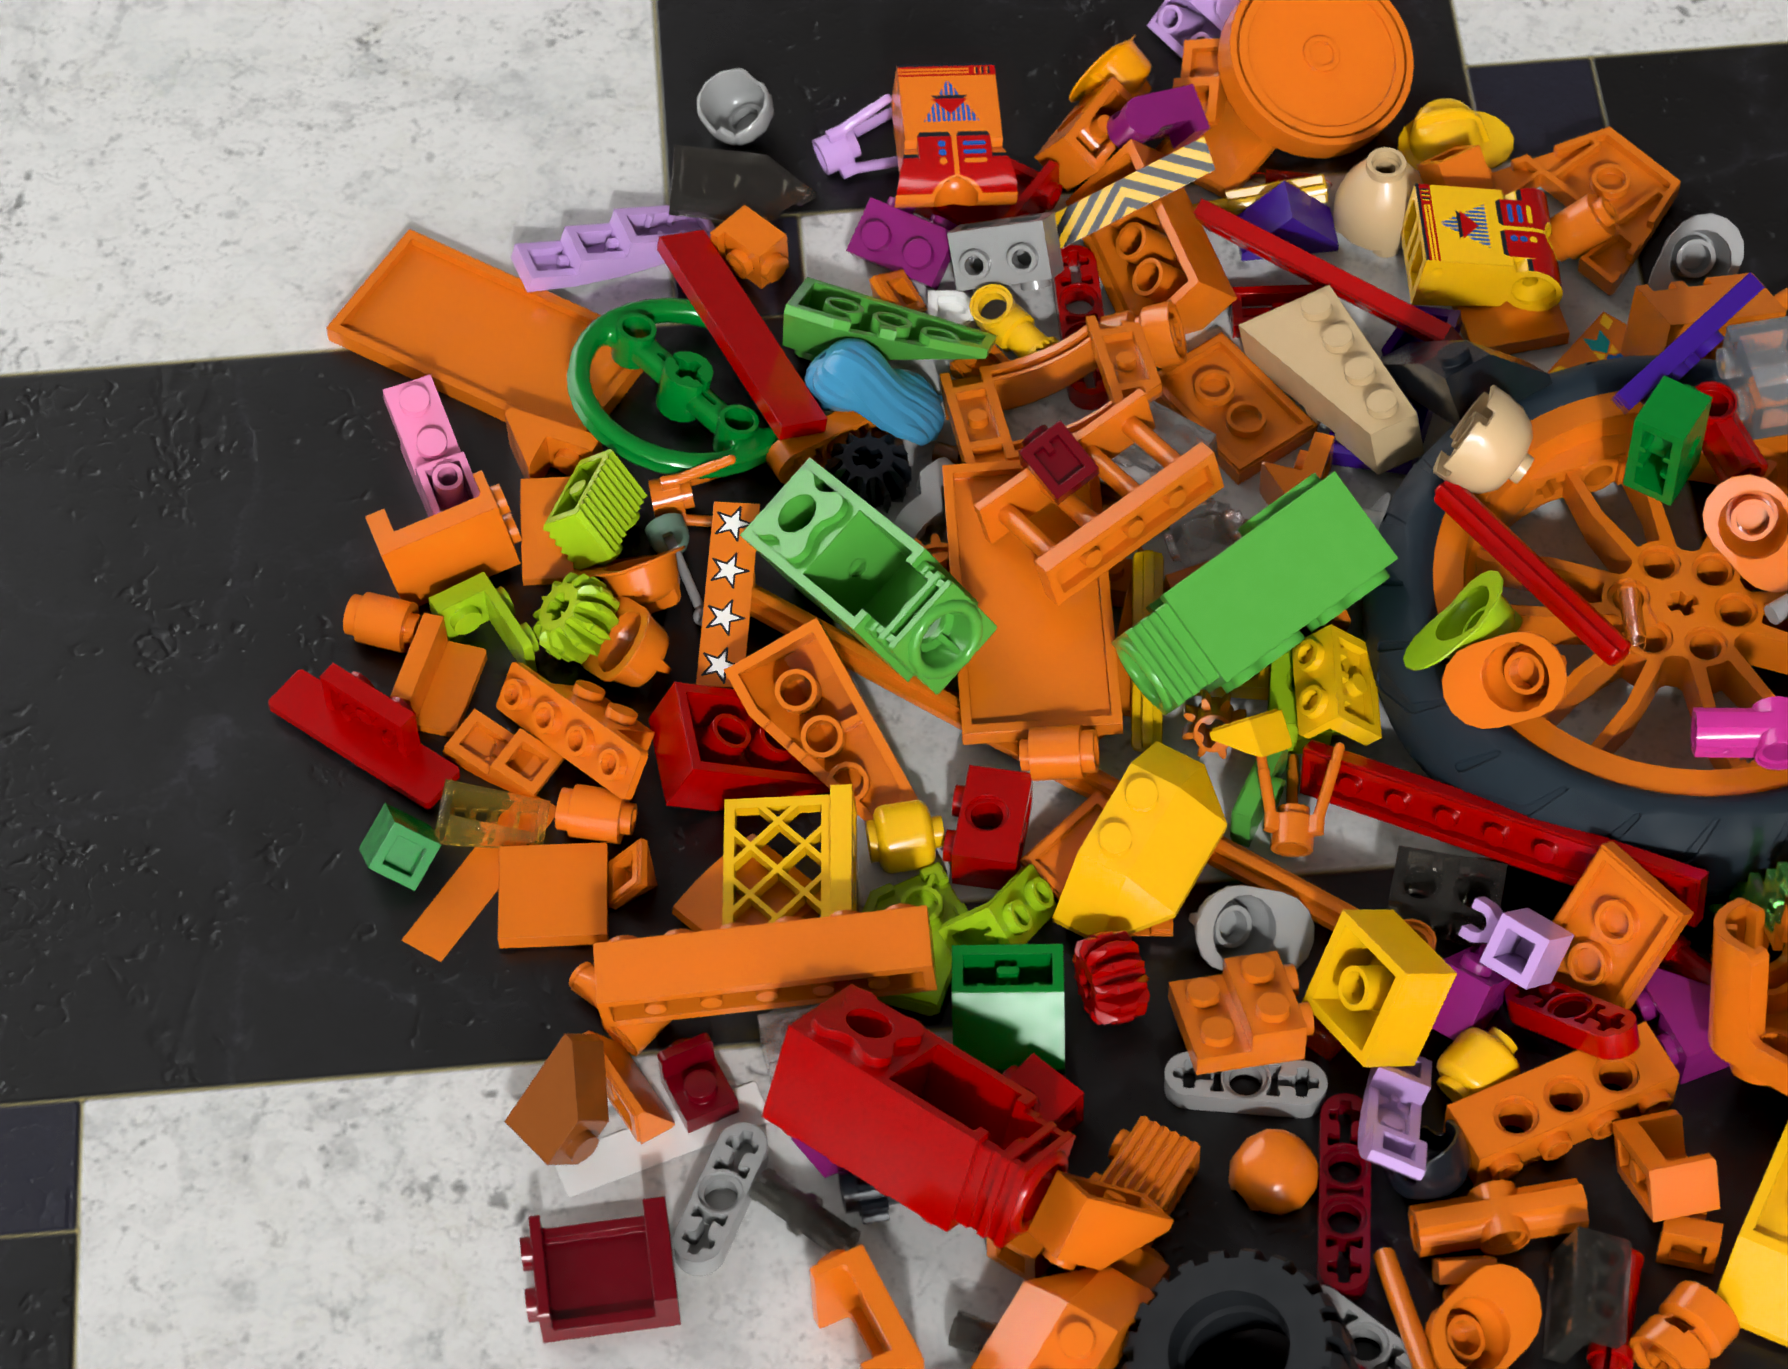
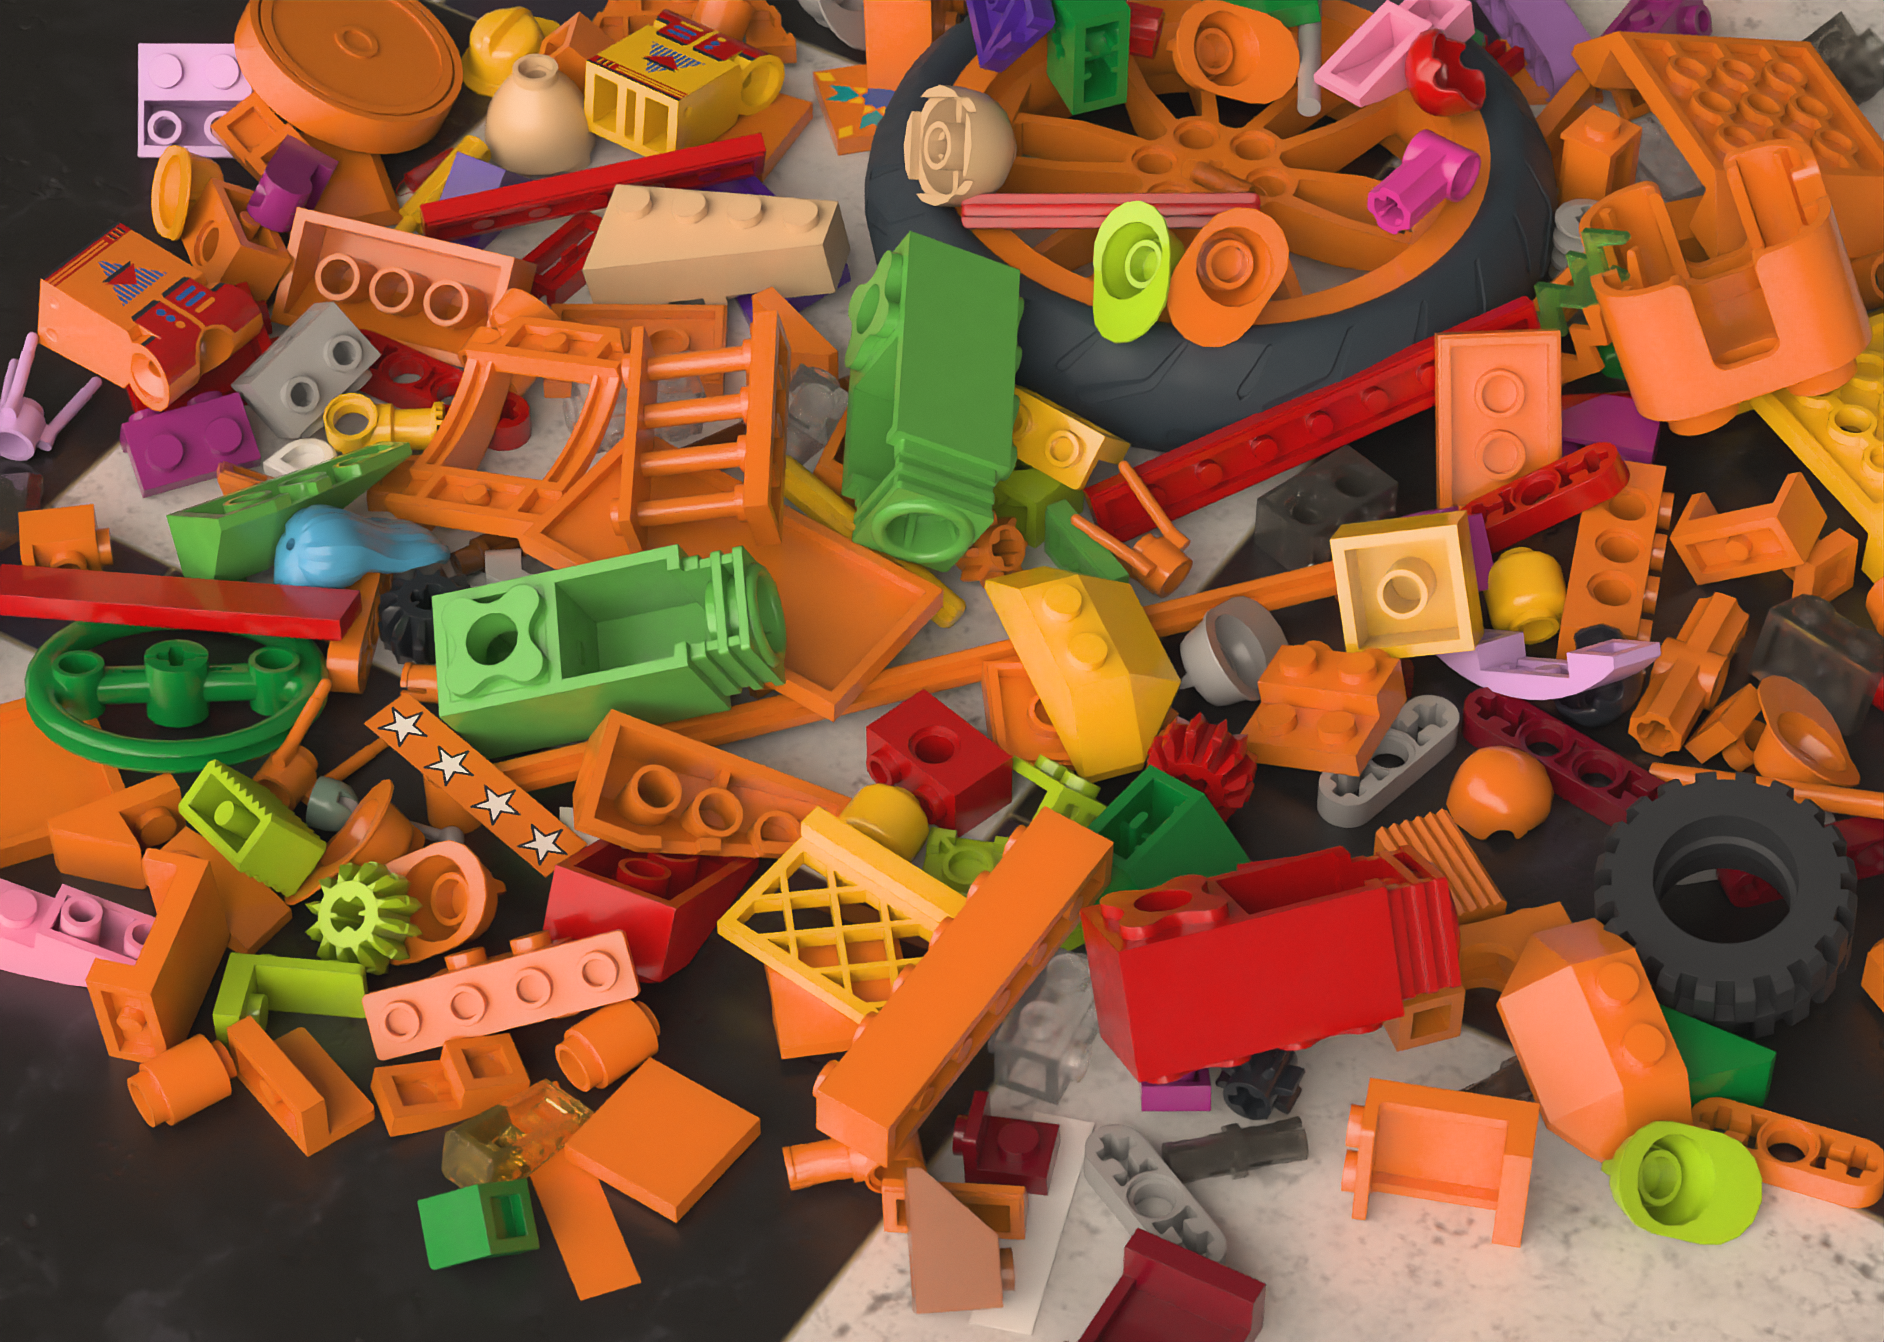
camera: 55 degrees left, 10 degrees down
(365, 729) = (299, 1167): red bracket -> none
(630, 874) = (708, 1055): orange slope -> none
(1057, 460) = (648, 425): dark red bracket -> none
(1060, 752) = (930, 649): orange brick -> none
(1094, 1222) = (1496, 910): orange slope -> none
(1133, 192) = (361, 231): sticker -> none
(1255, 735) = (1050, 508): yellow slope -> none
(1456, 372) = (837, 147): black wedge -> none
(1519, 944) = (1450, 474): lavender brick -> none

